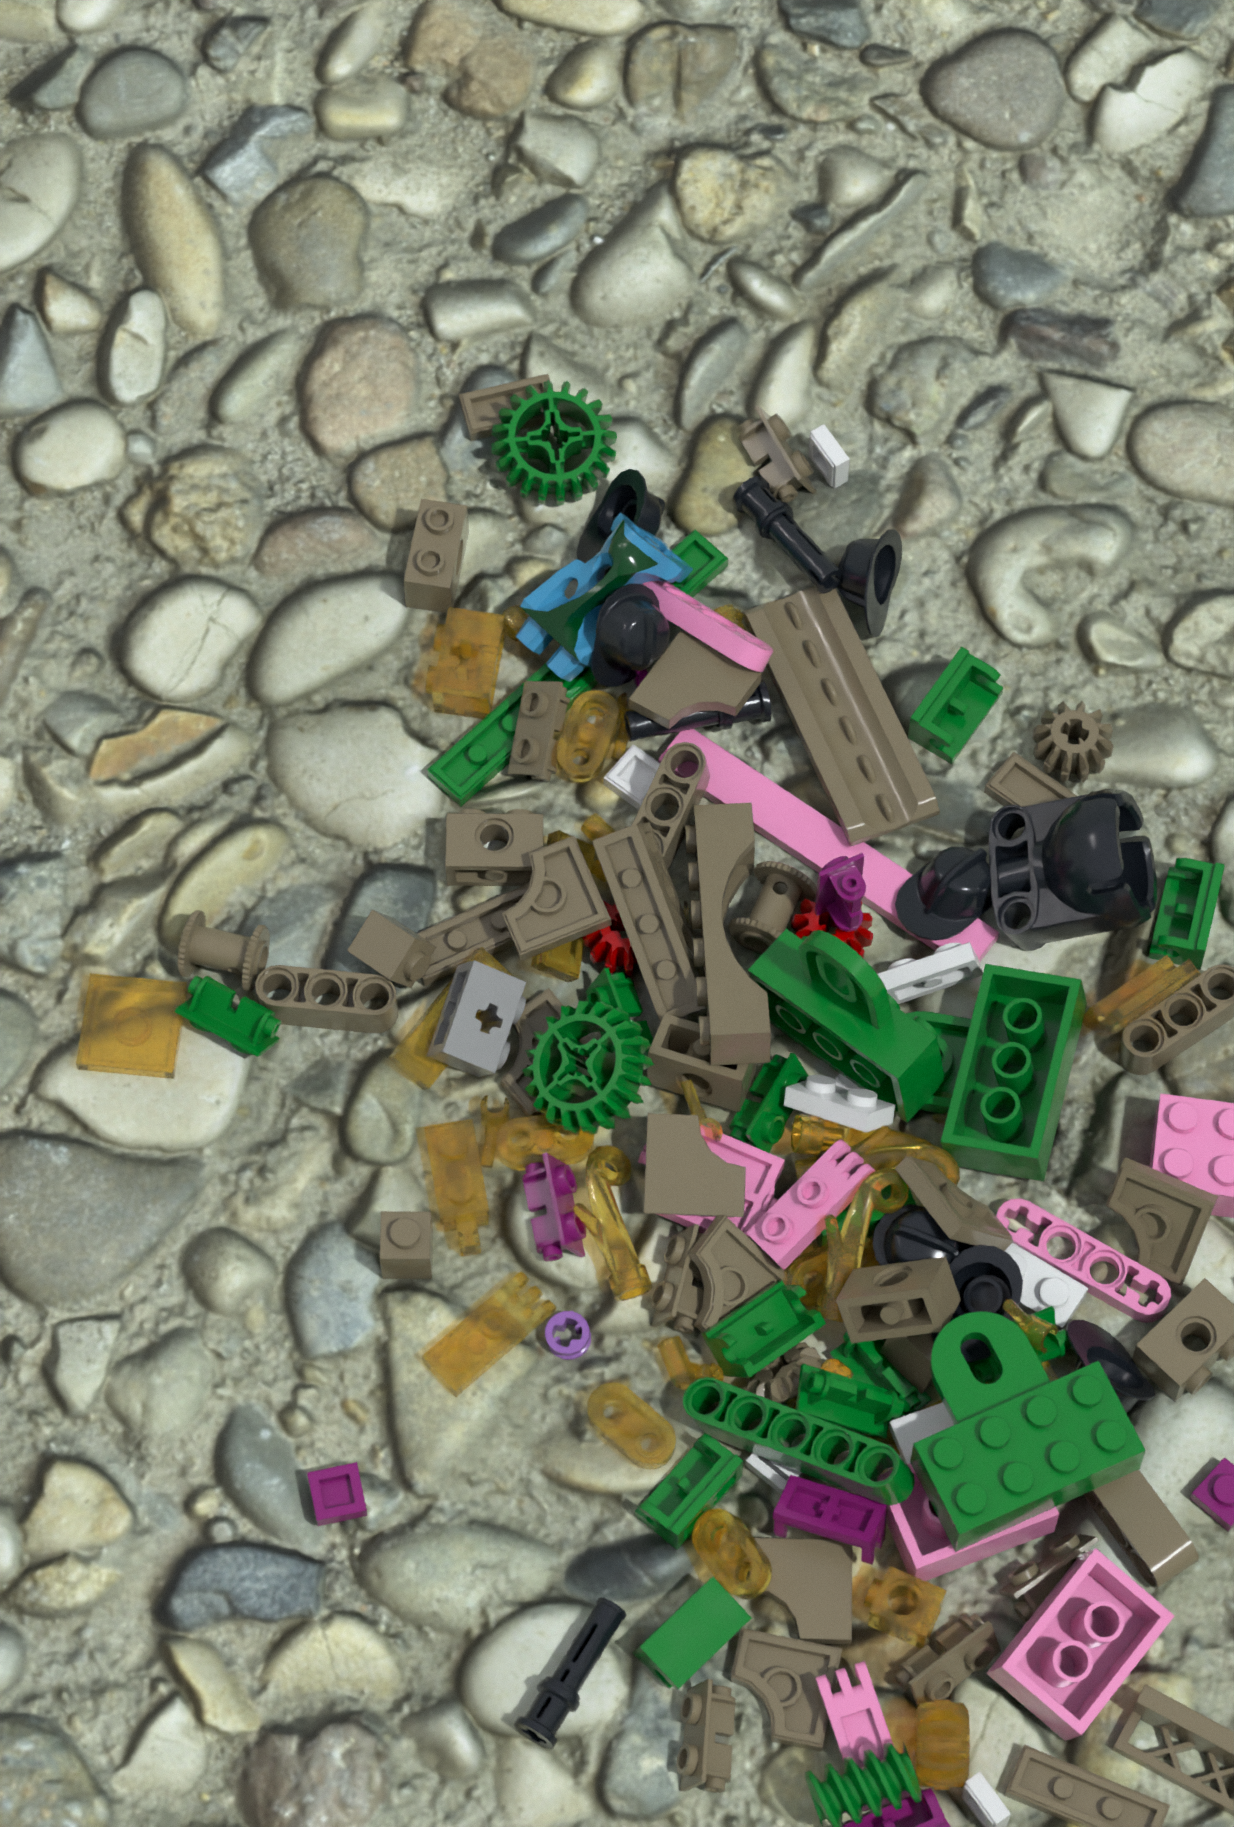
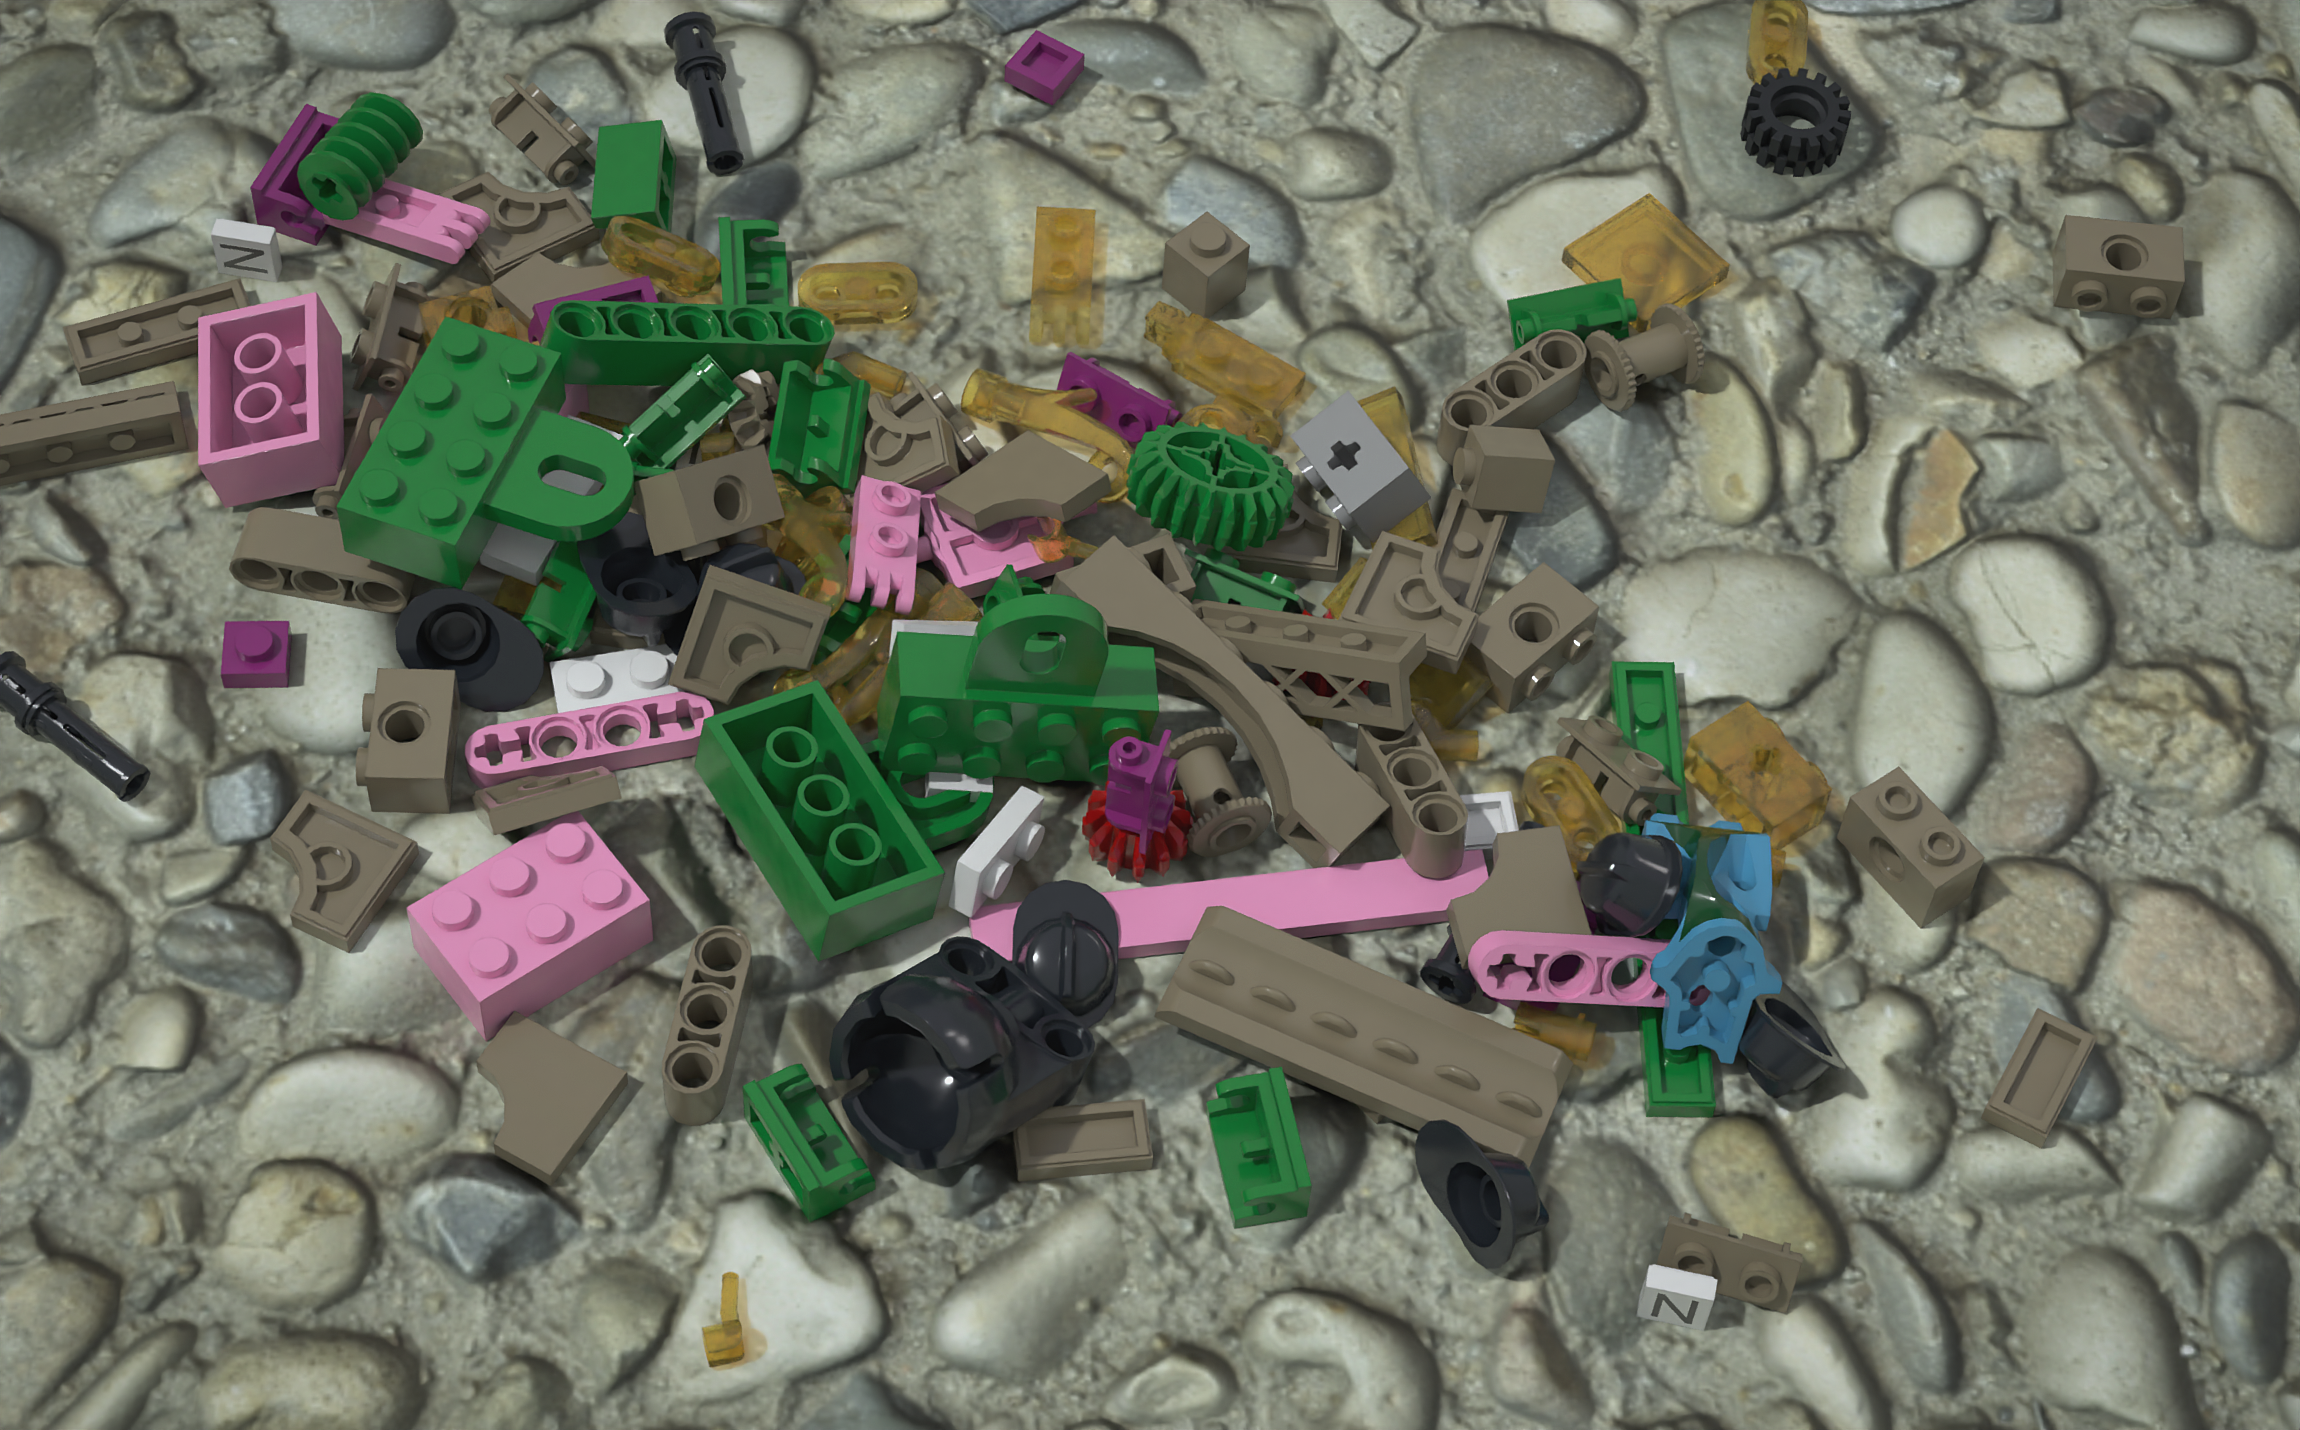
camera: 130 degrees right, 10 degrees down
(536, 445) = (1953, 1071): green gear -> none
(559, 1323) = (988, 340): medium lavender bush -> none
(776, 522) = (1650, 1166): black pin -> none
(942, 1744) = (325, 247): clear yellow gear -> none
(1031, 1325) = (564, 600): clear yellow hand -> none
(1072, 758) = (1101, 1213): dark tan gear -> none
(1139, 996) = (764, 986): clear yellow slope -> none

